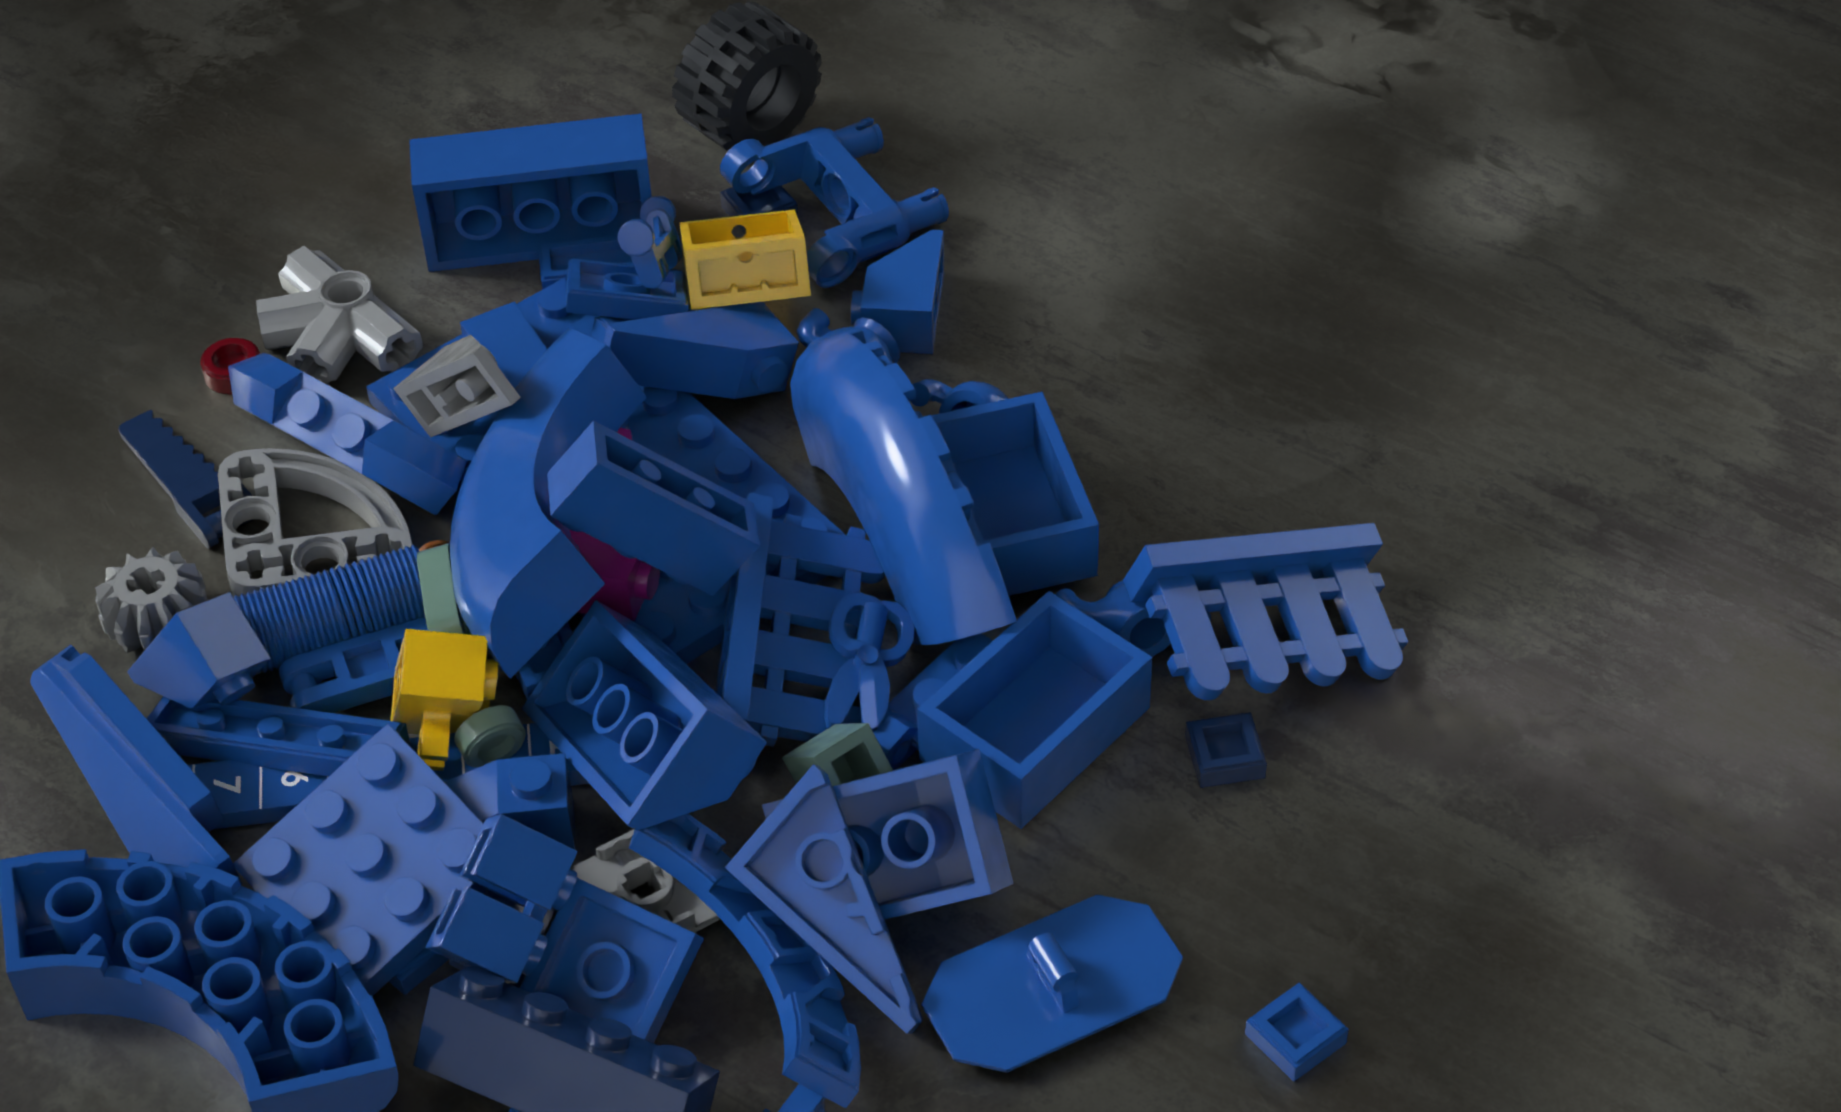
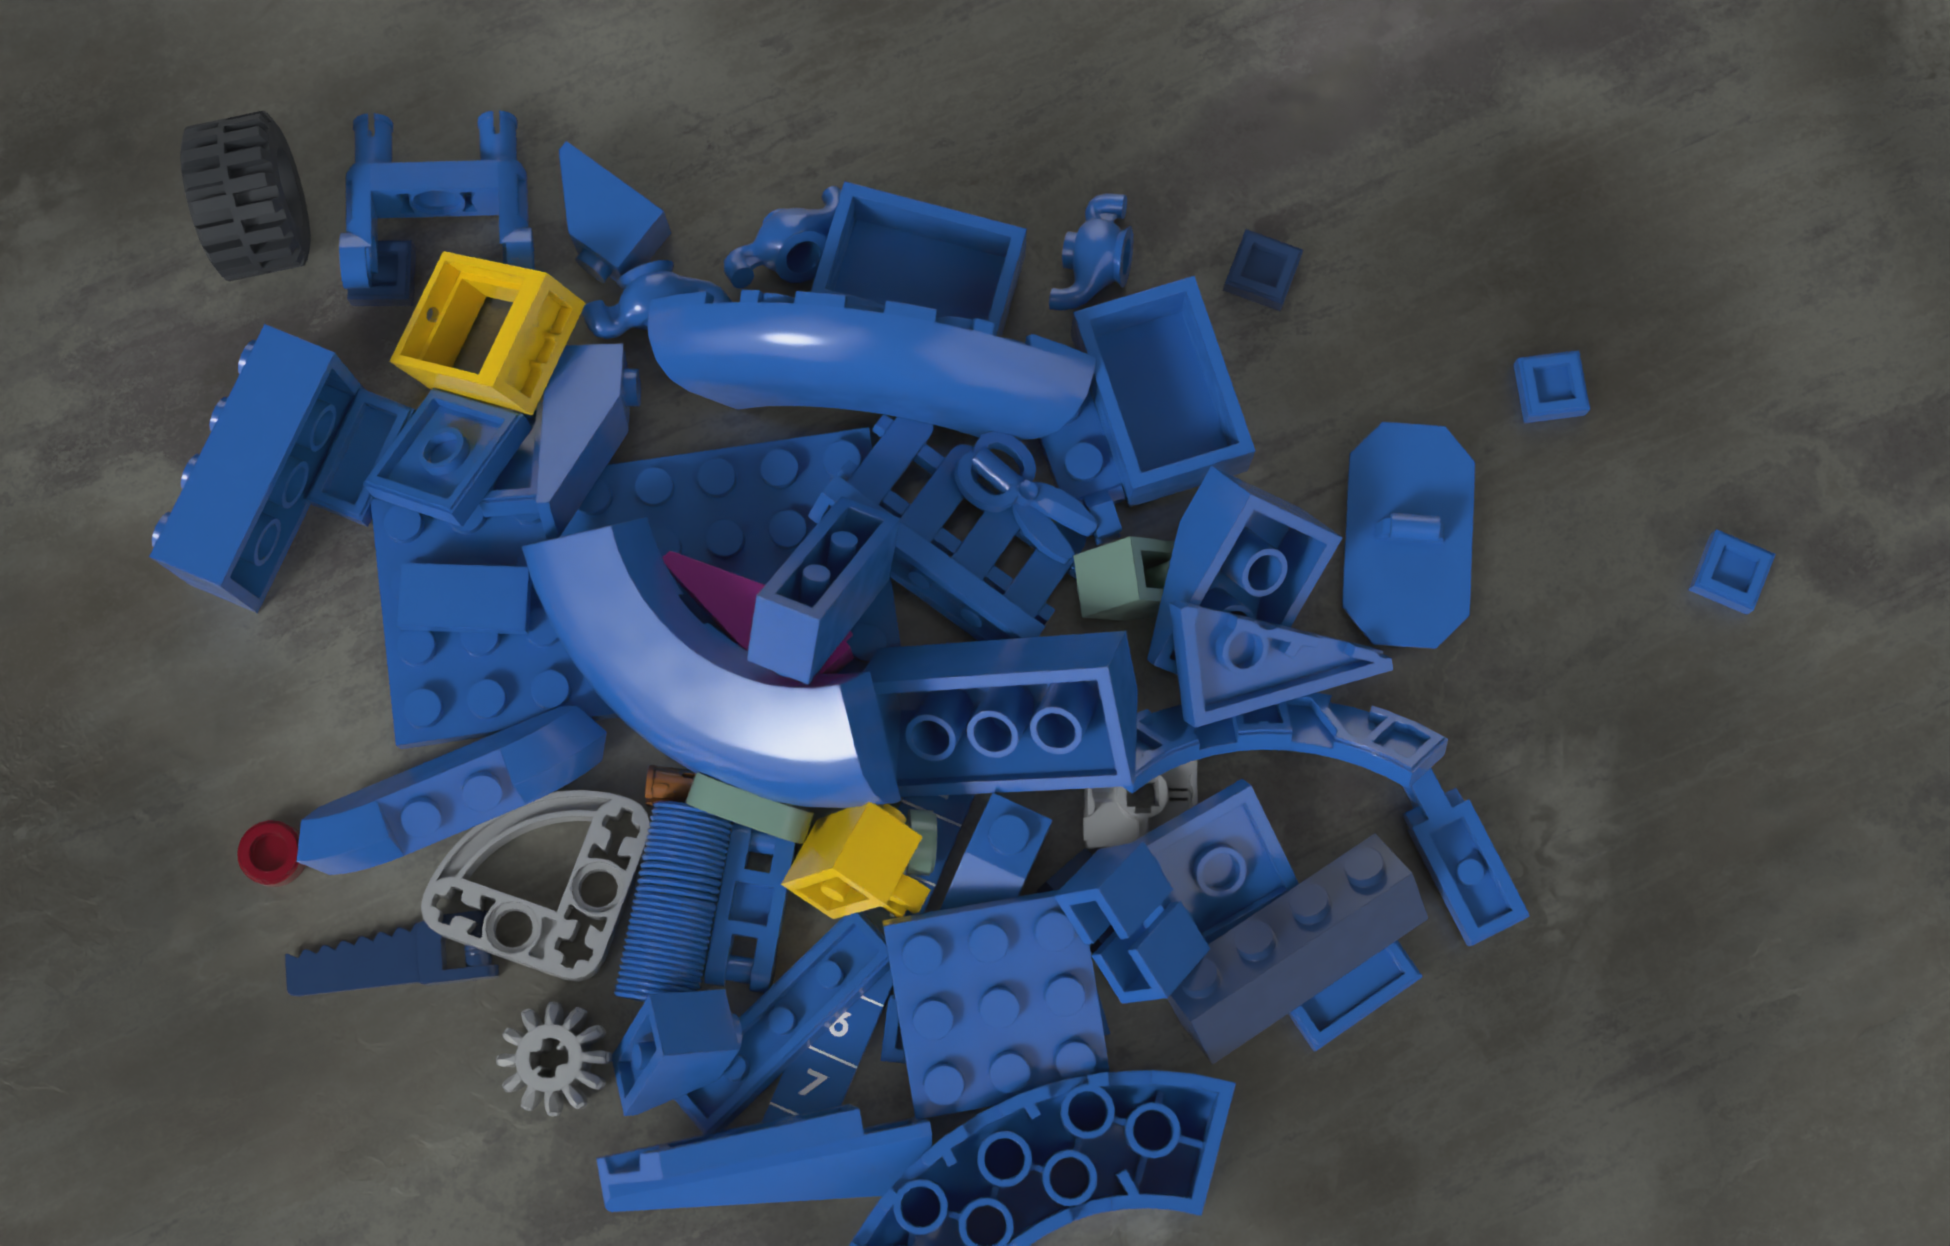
camera: 60 degrees left, 30 degrees up
(332, 317) = (304, 745): light grey piece -> none
(456, 387) = (509, 670): light grey slope -> none
(652, 241) = (429, 413): blue piece -> none
(1268, 570) = (1156, 169): blue fence -> none

